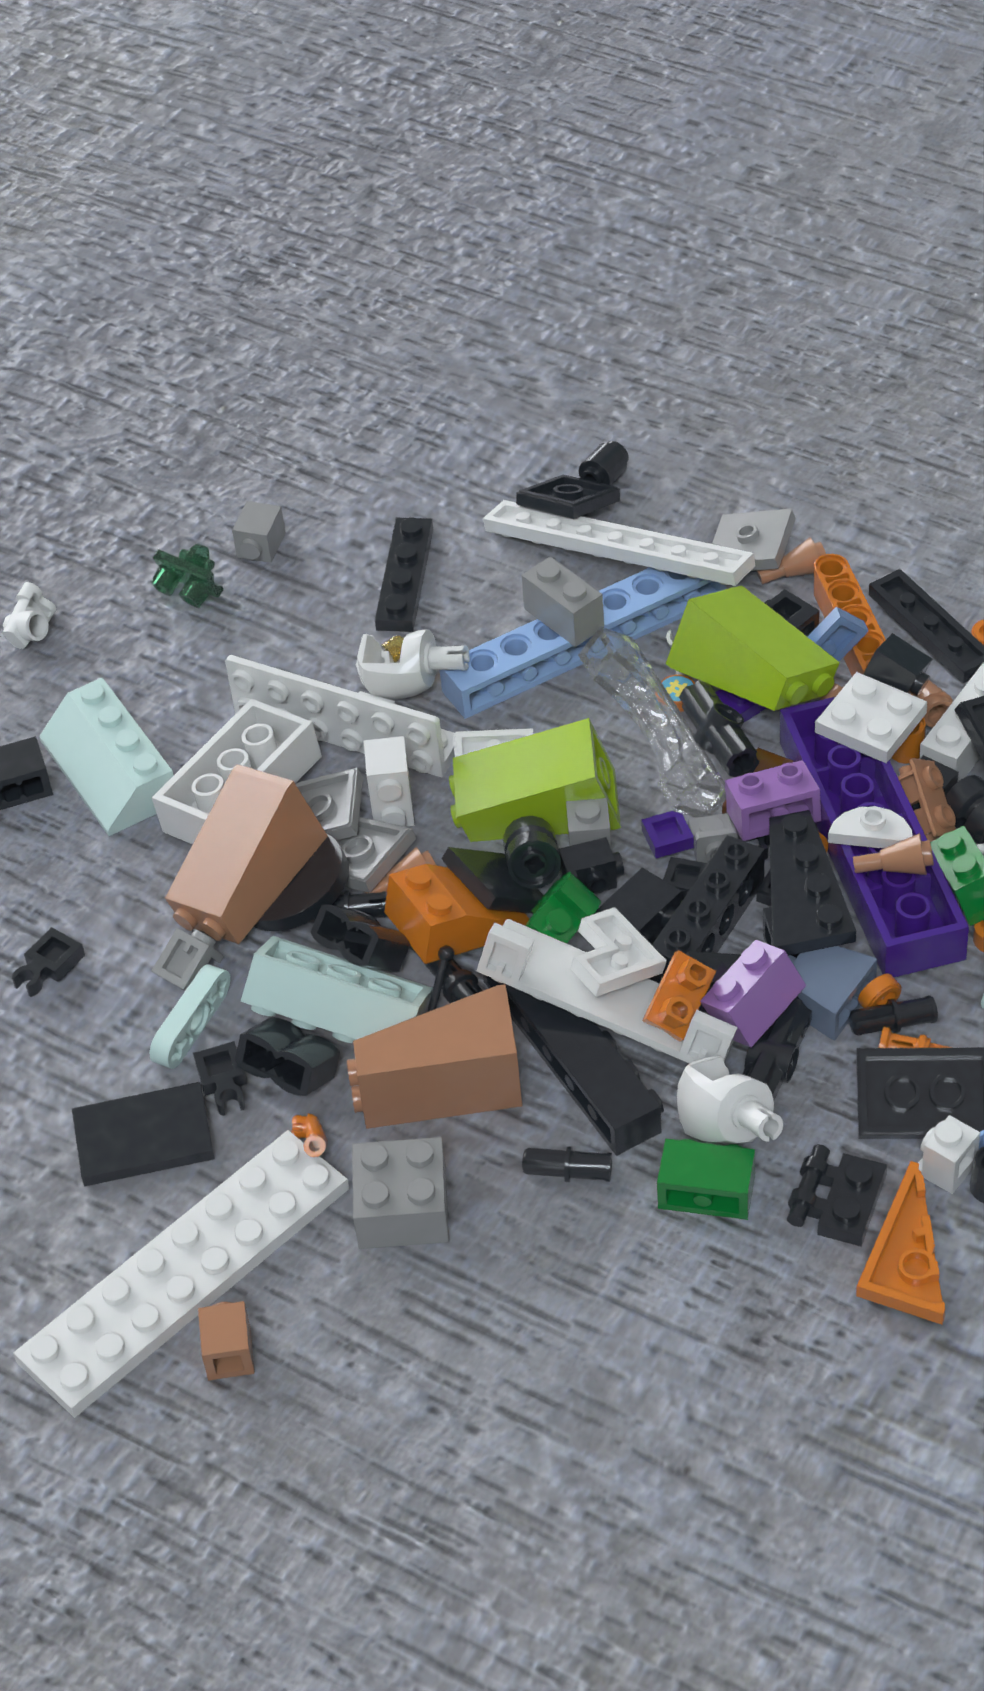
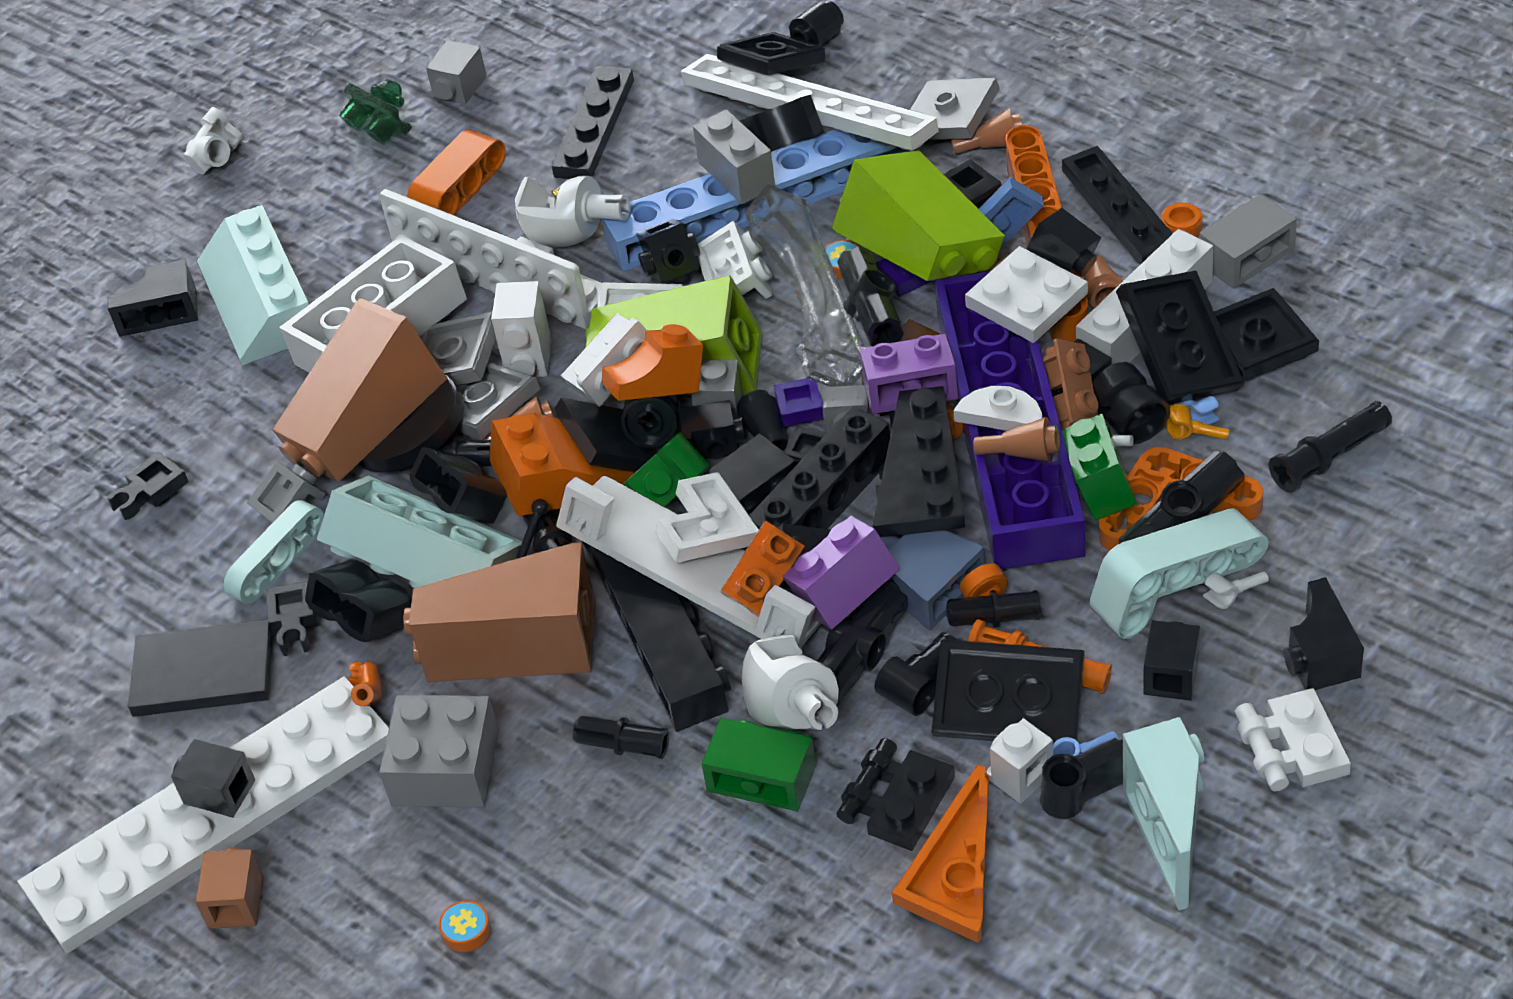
camera: 10 degrees right, 0 degrees up
(190, 1237) = (213, 777): none -> black brick
(285, 630) = (458, 172): none -> orange beam
(458, 1354) = (464, 926): none -> tile
(485, 806) = (612, 345): none -> white bracket
(512, 697) = (666, 239): none -> black brick
(542, 810) = (661, 366): none -> orange arch
(572, 698) = (735, 254): none -> white bracket
(605, 564) = (785, 123): none -> black arch
(636, 850) = (762, 416): none -> black cone
(834, 1088) = (913, 681): none -> black pin

